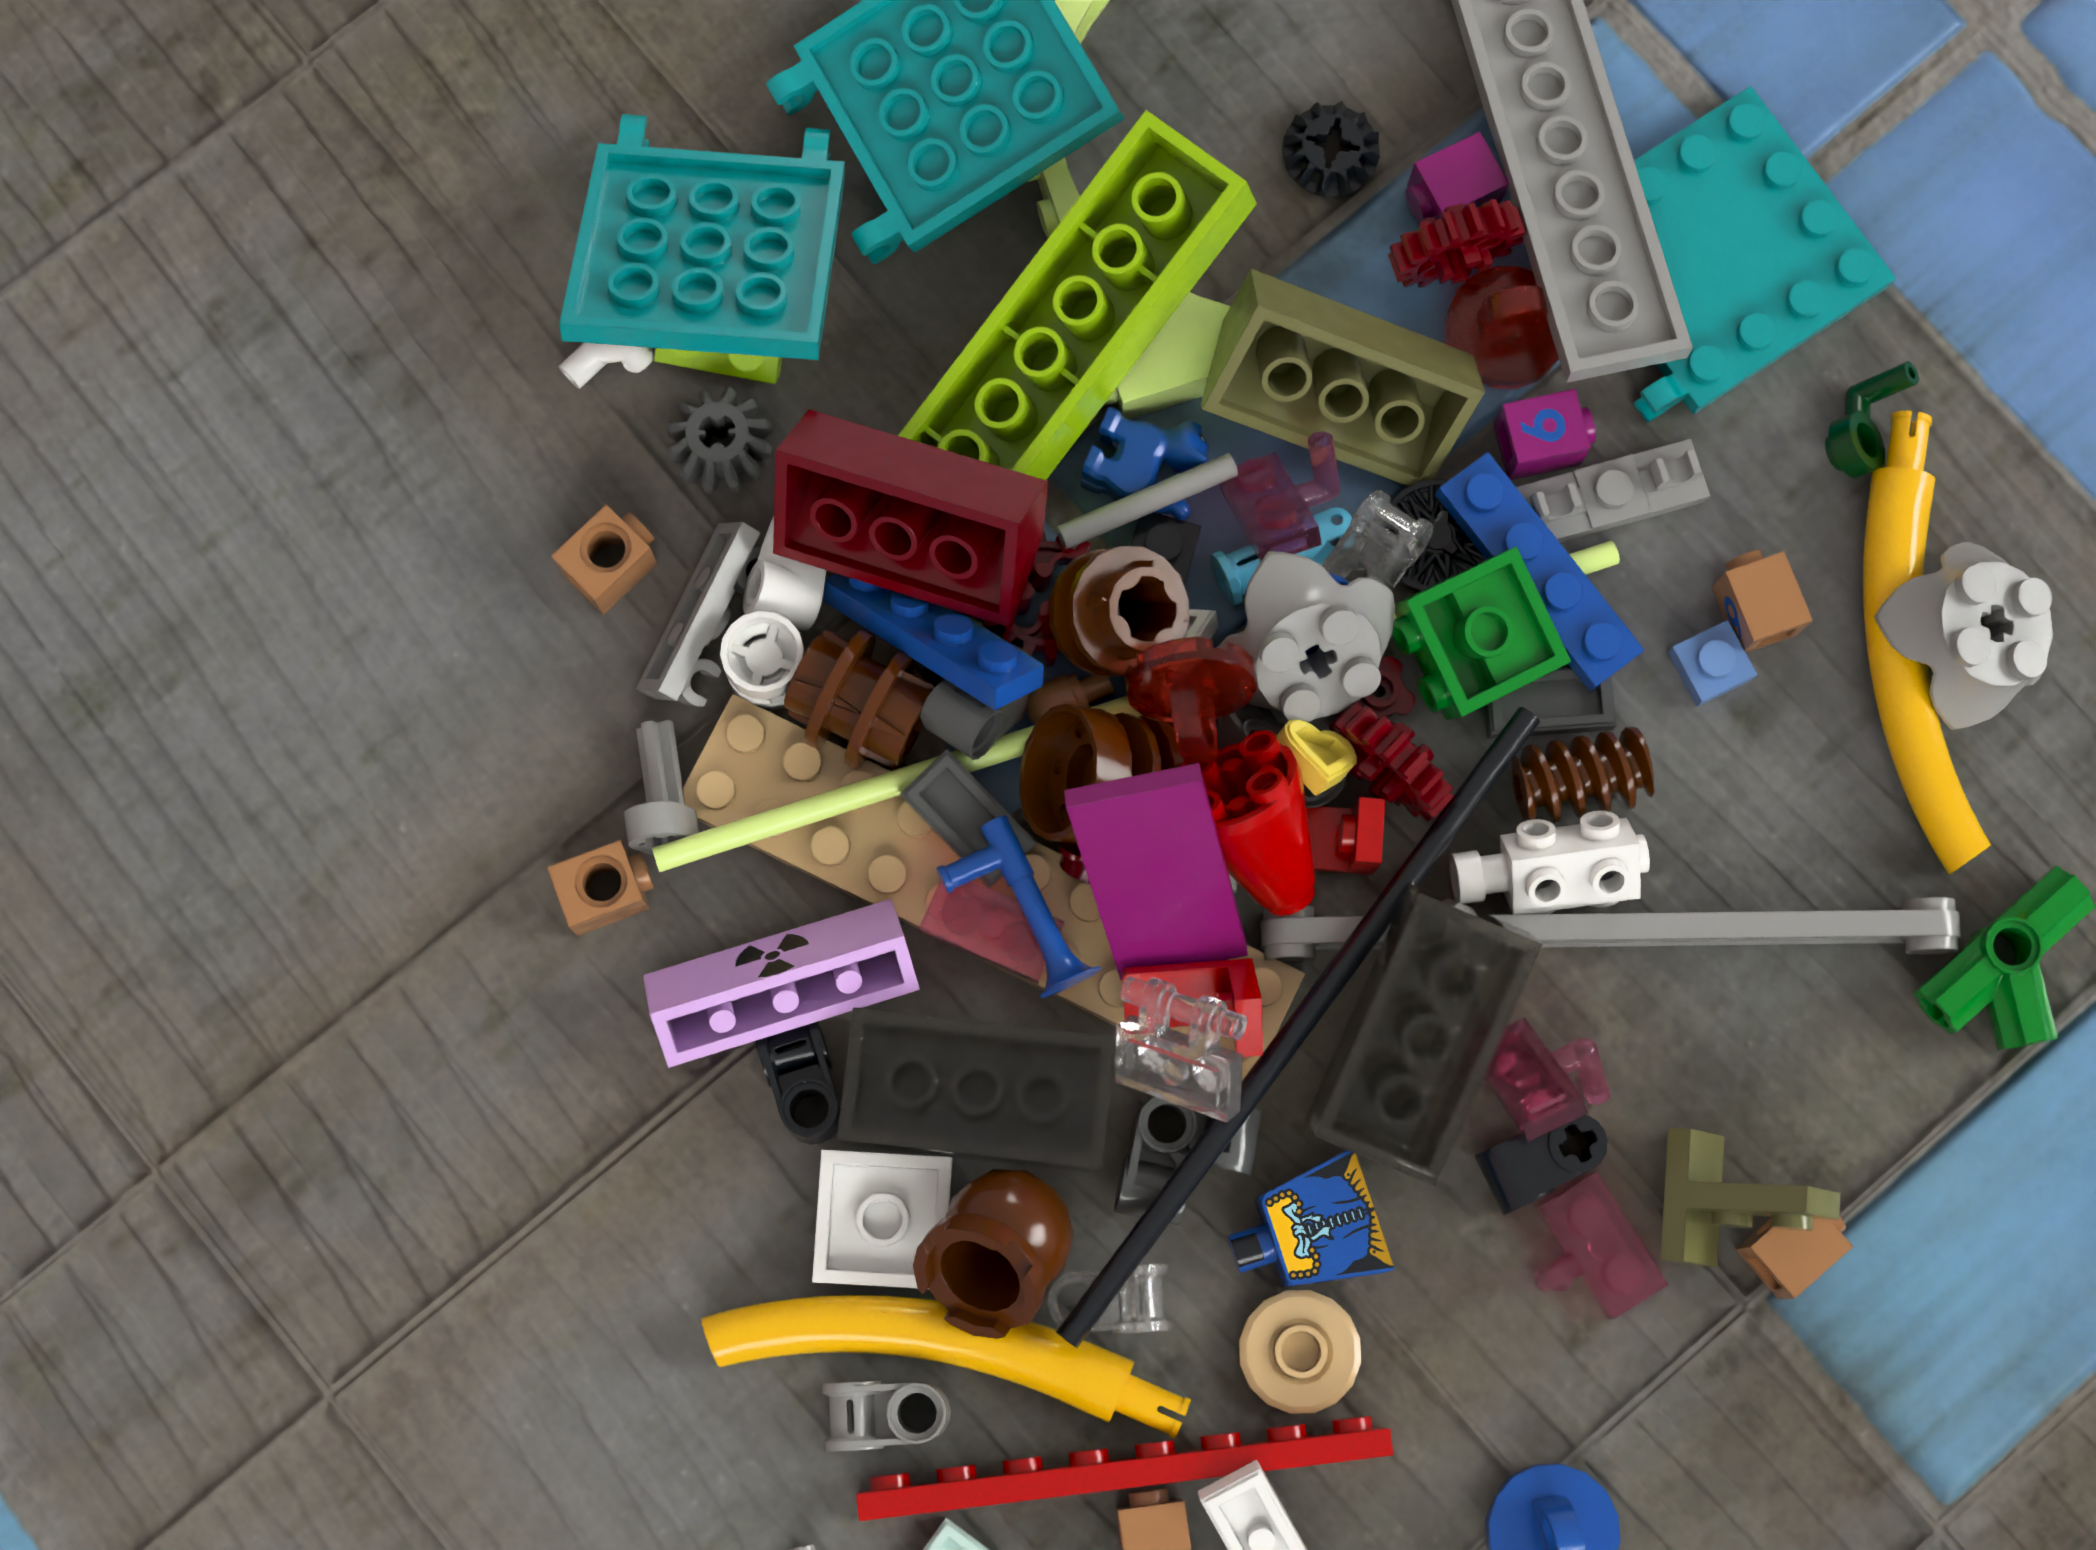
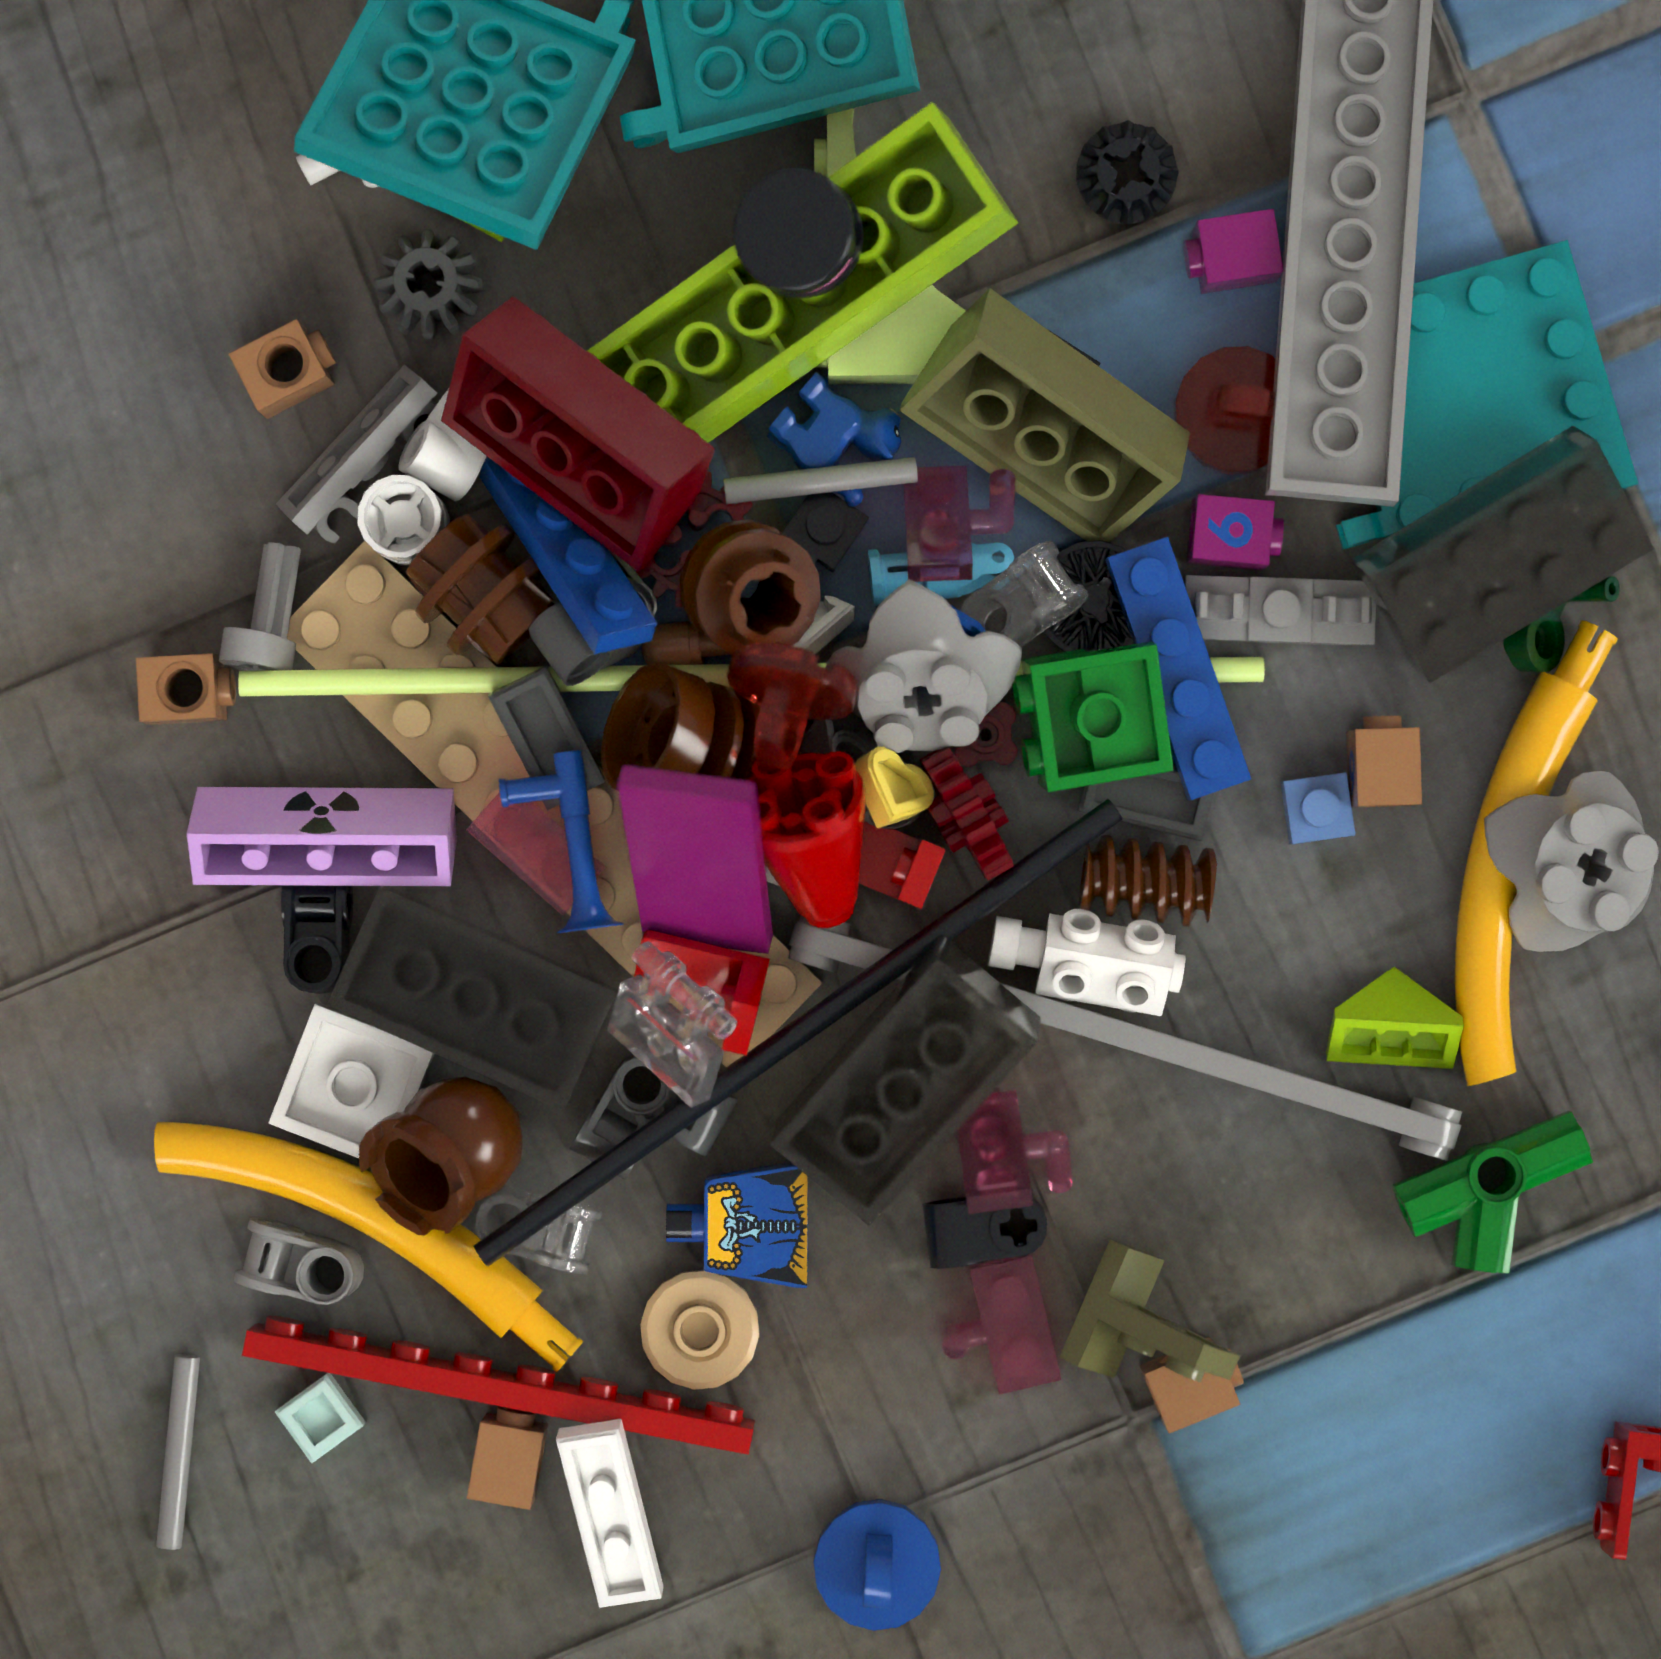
camera: 25 degrees right, 10 degrees up
(1061, 263) = (798, 233): none -> black head
(1456, 243) = (1209, 317): dark red gear -> none
(1801, 370) = (1503, 553): none -> clear smoke brick
(1861, 841) = (1395, 1025): none -> lime slope

